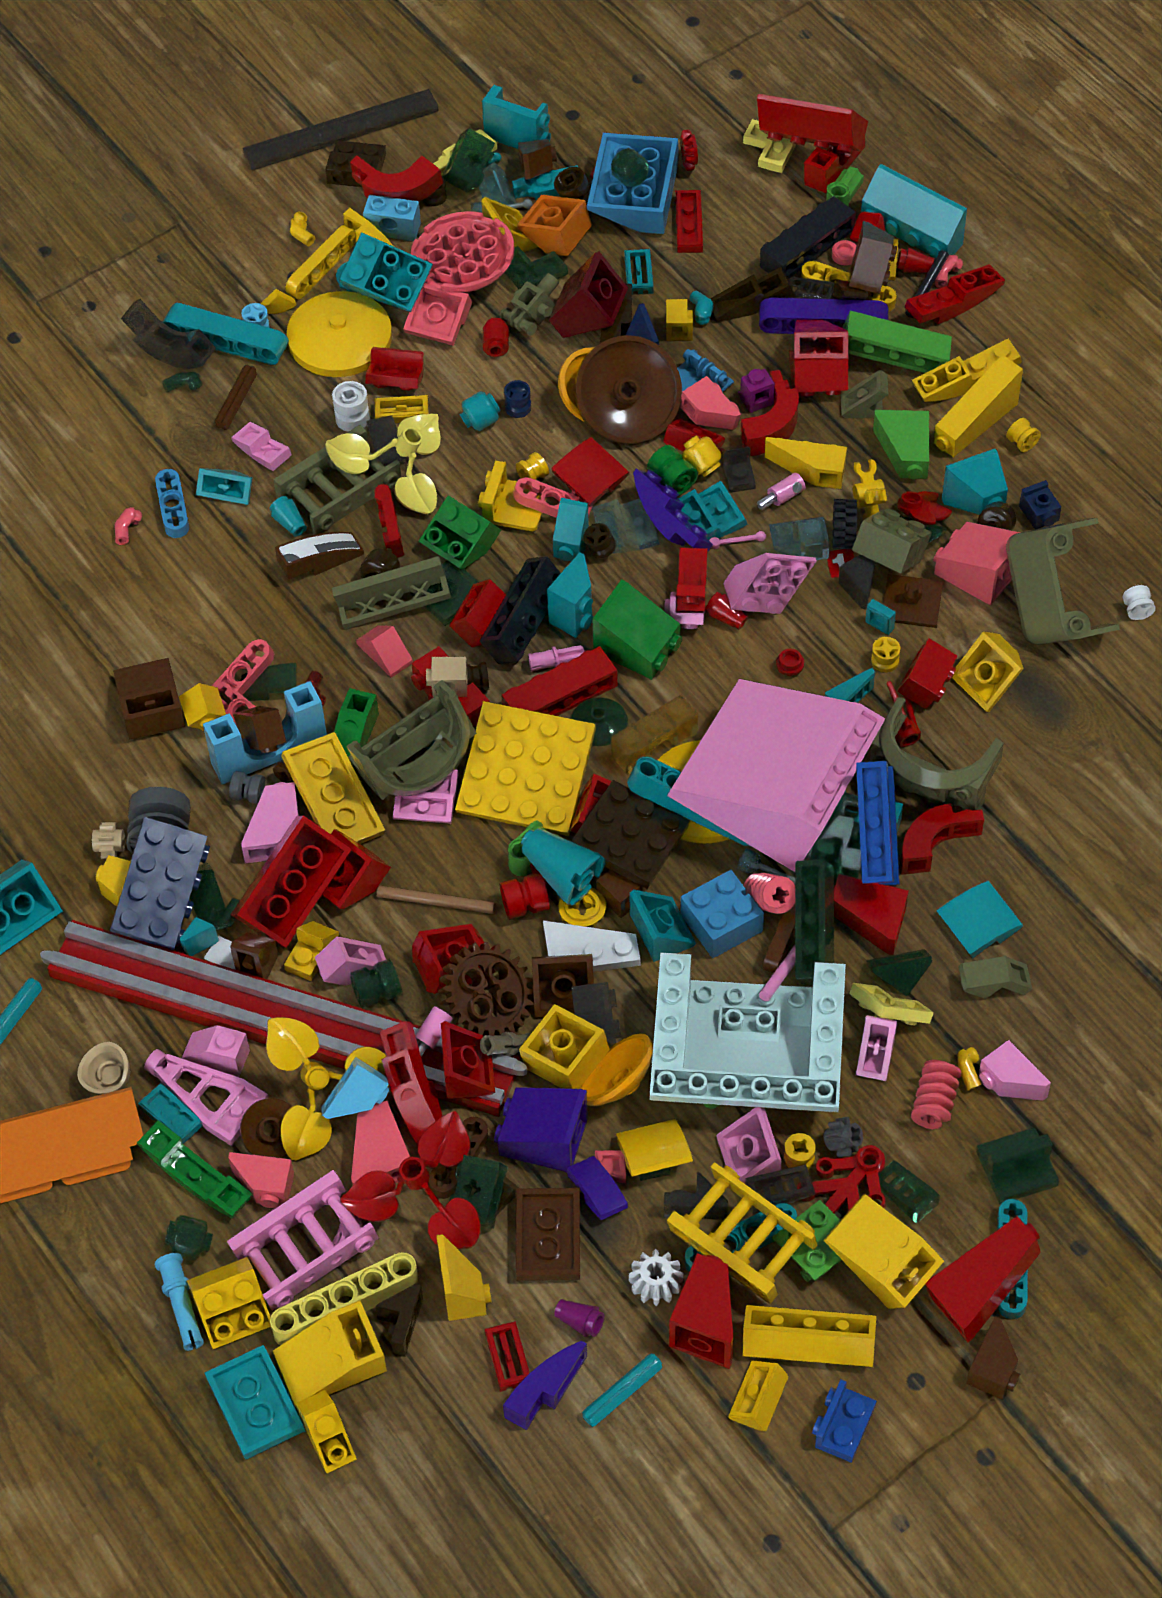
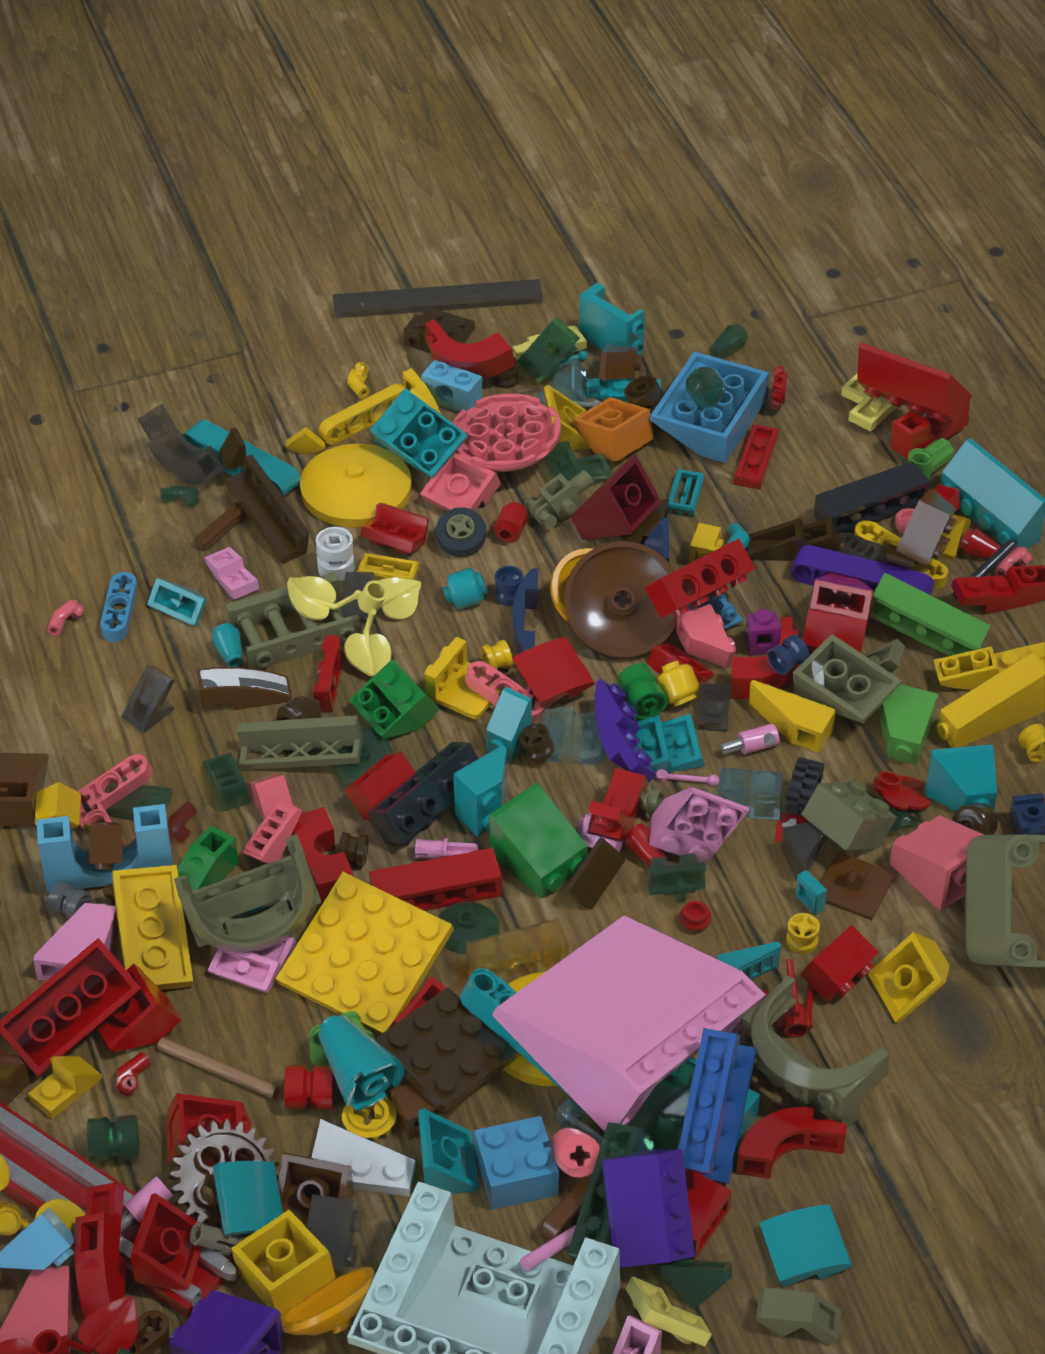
camera: 15 degrees right, 10 degrees down
(221, 328) = (233, 450): none -> dark brown slope
(239, 585) = (148, 701): none -> clear smoke slope
(256, 314) = (278, 447): medium azure wheel -> none
(272, 379) = (269, 511): none -> dark brown fence
(339, 644) = (226, 784): none -> clear green slope
(346, 956) = (94, 1099): bright pink slope -> none
(361, 924) = (128, 1074): none -> red arm
(410, 691) = (268, 840): none -> coral slope
(450, 670) = (319, 837): tan brick -> none
(452, 348) = (461, 521): none -> black wheel
(515, 1003) = (246, 1195): none -> teal slope
(550, 449) = (525, 598): none -> dark blue slope
(626, 111) = (730, 340): none -> clear green cone
(692, 355) = (700, 578): none -> red brick
(695, 647) = (595, 874): none -> dark brown slope
(717, 569) = (651, 800): none -> olive plate
(763, 634) = (676, 879): none -> clear green hips
(790, 408) = (785, 656): none -> dark blue wheel
(846, 419) = (844, 680): none -> olive slope
(852, 921) = (648, 1207): none -> dark purple slope
(870, 491) = (842, 760): yellow pin -> none

